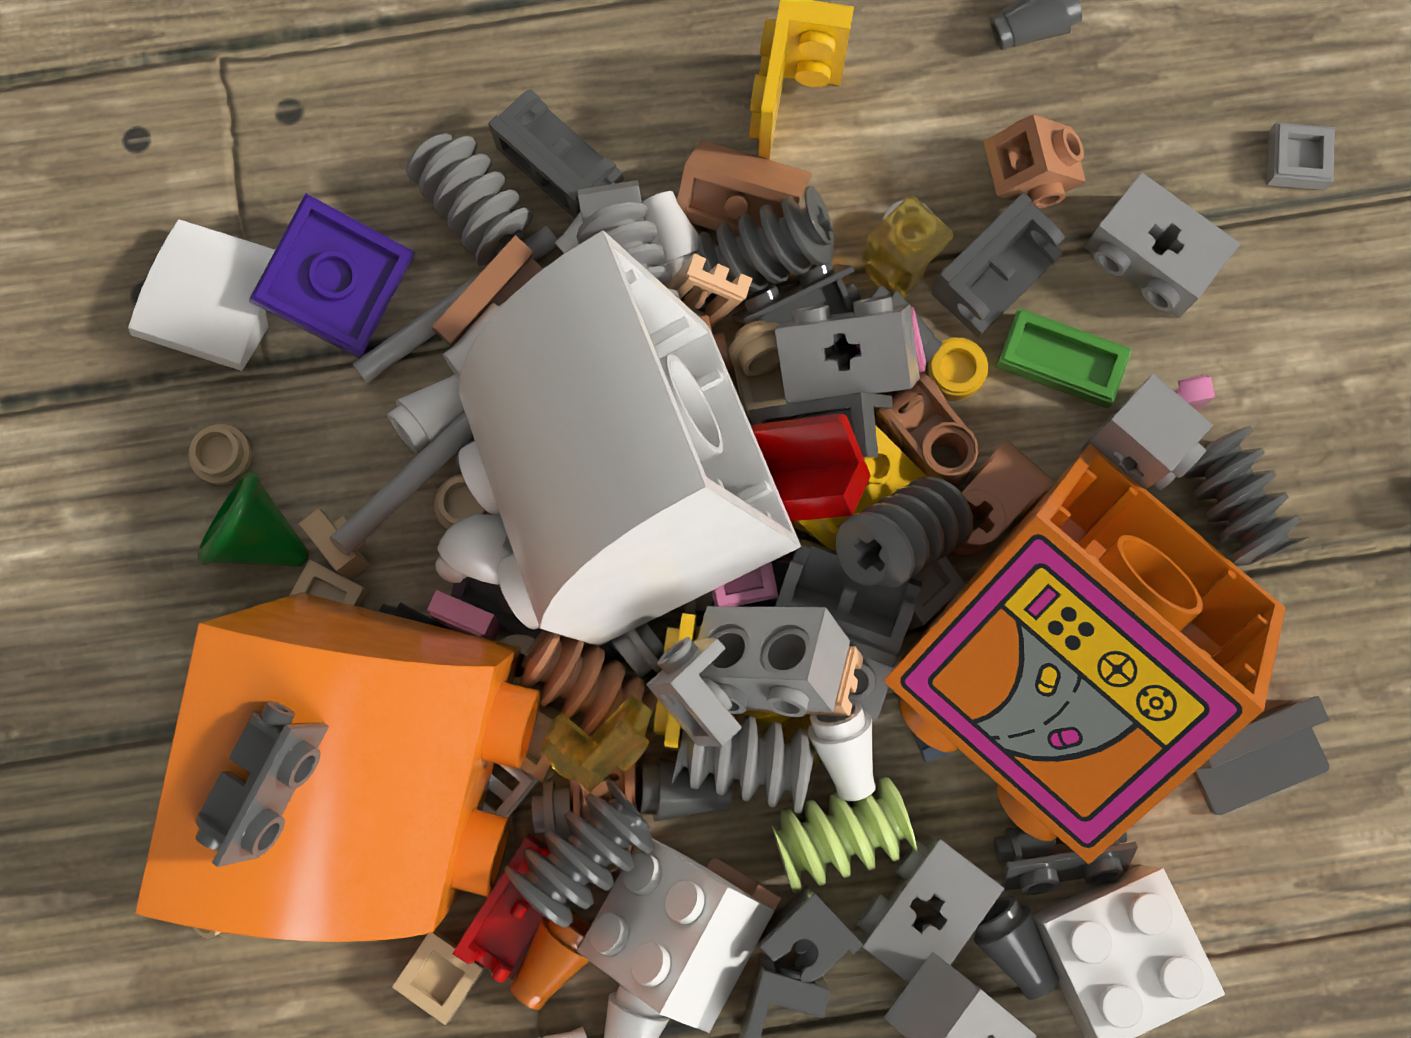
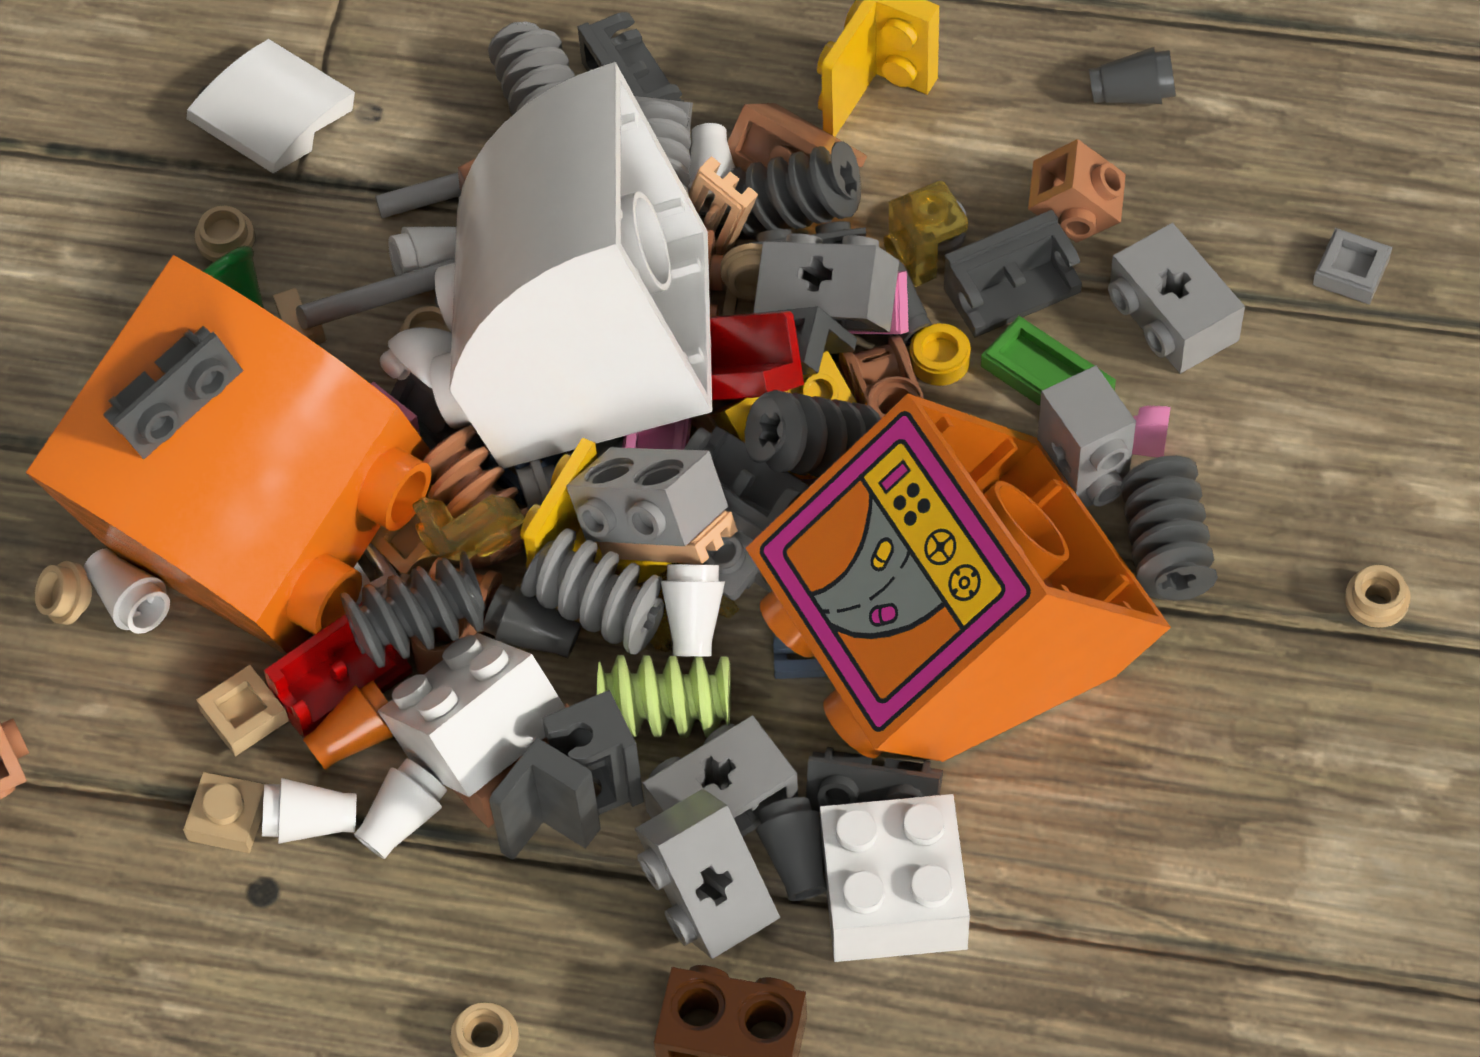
camera: 20 degrees right, 20 degrees down
(331, 276) = (386, 118): dark purple tile -> none
(692, 700) = (560, 494): light grey bracket -> none
(1265, 757) = (1102, 754): dark grey panel -> none

